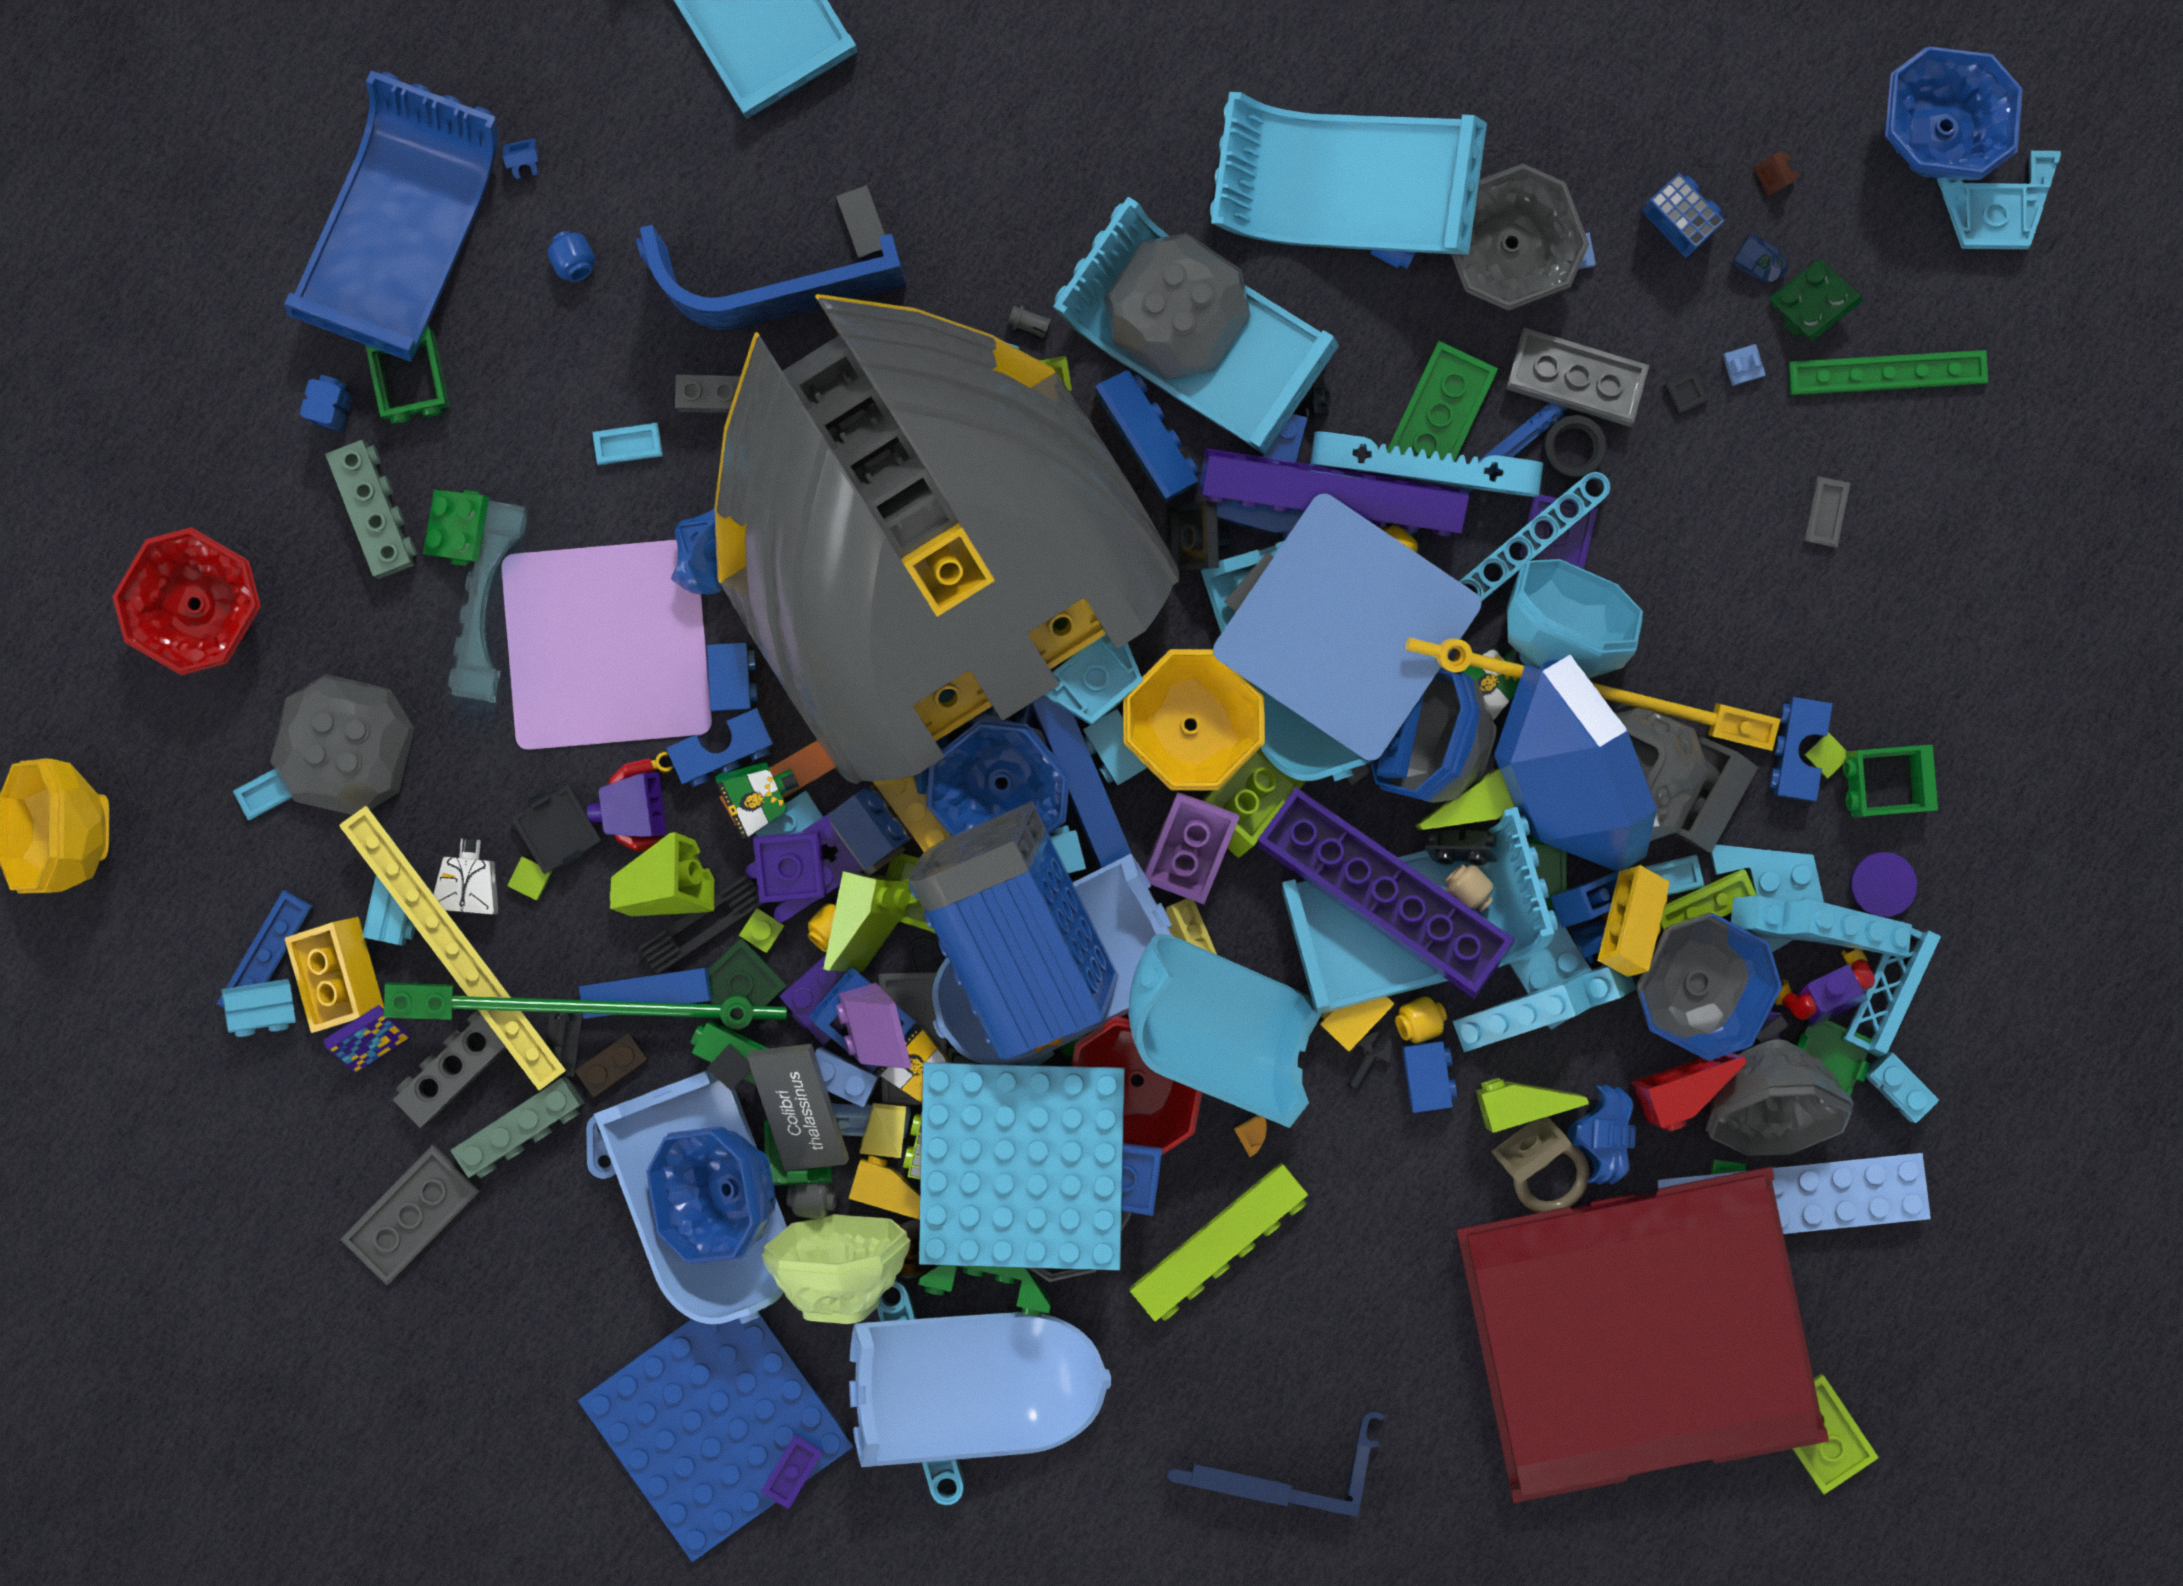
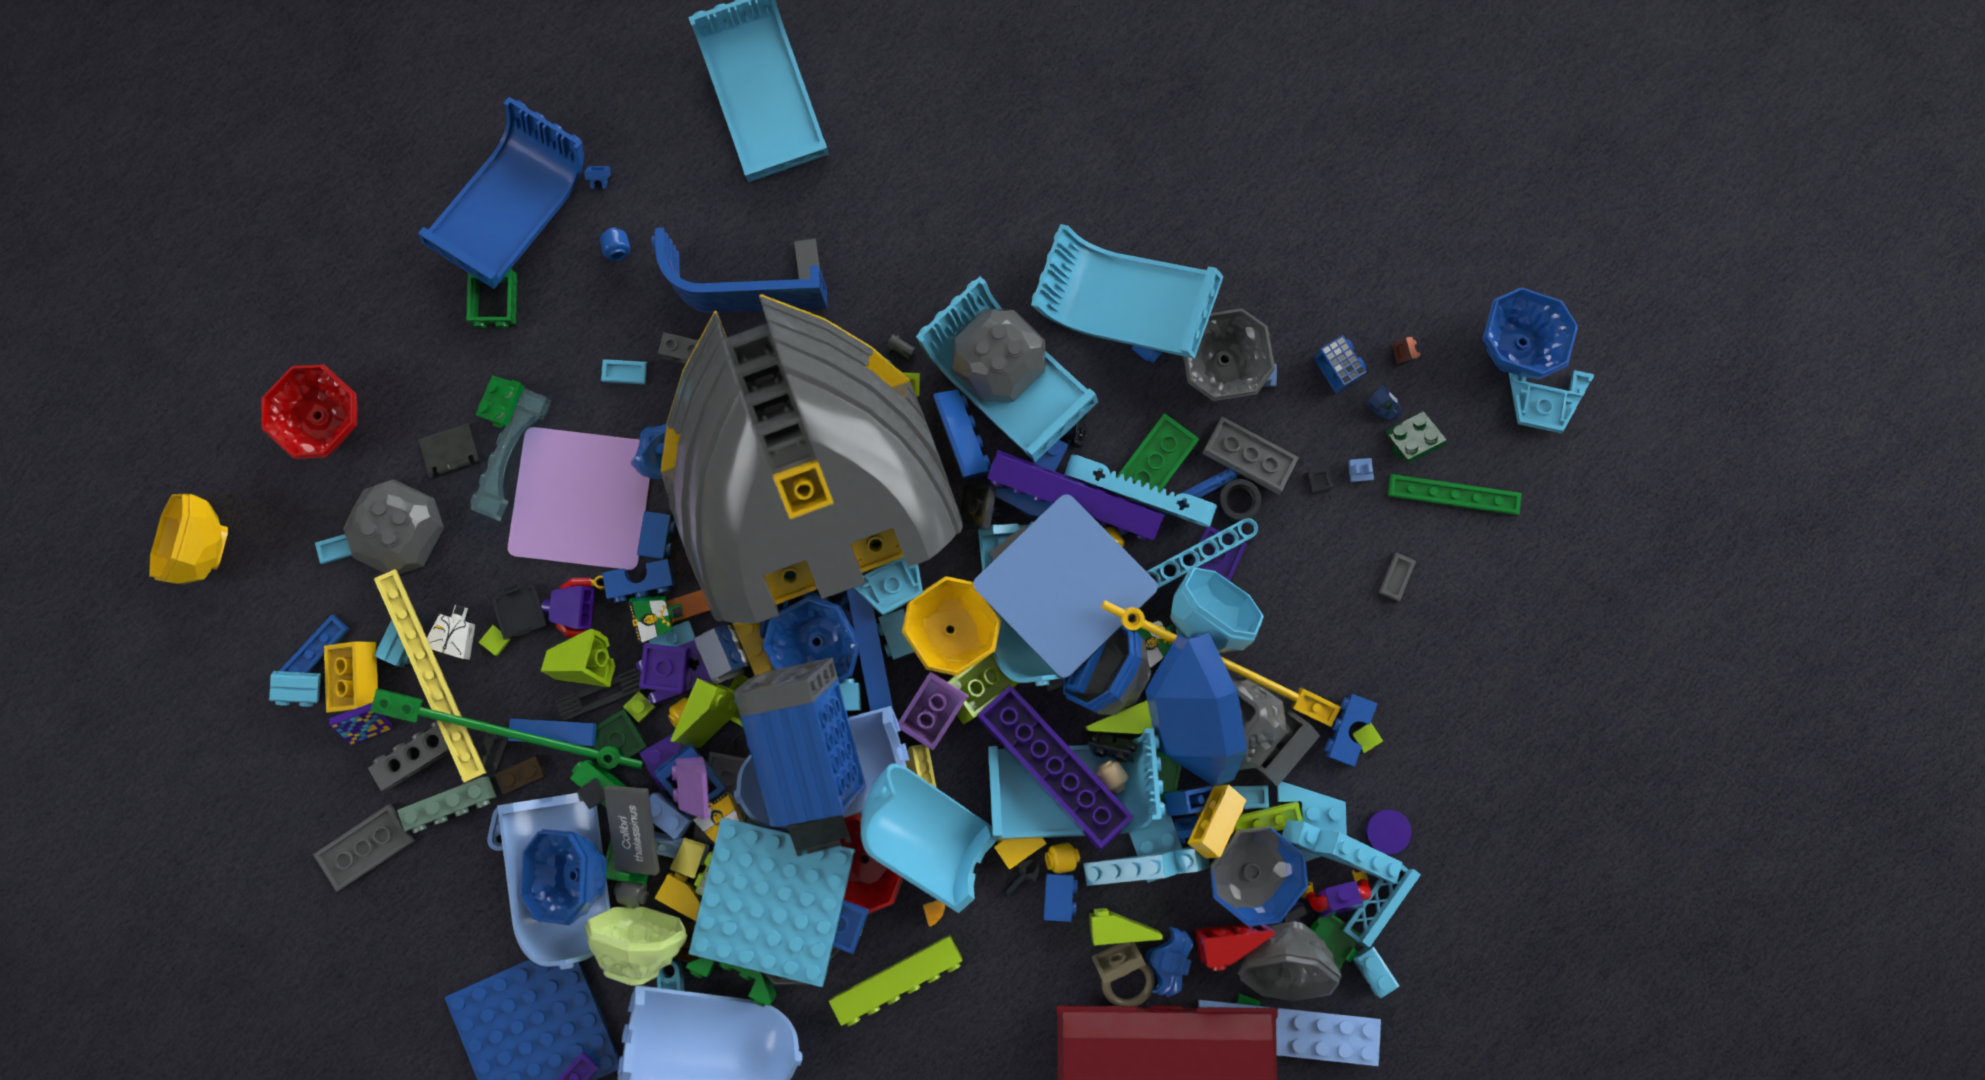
camera: 10 degrees right, 5 degrees down
(326, 403) = (434, 304): blue brick -> none
(371, 509) = (448, 379): sand green brick -> none
(396, 613) = (449, 450): none -> pearl dark grey piece
(1071, 1056) = (819, 834): none -> pearl dark grey piece
(1921, 774) = (1427, 765): green window -> none

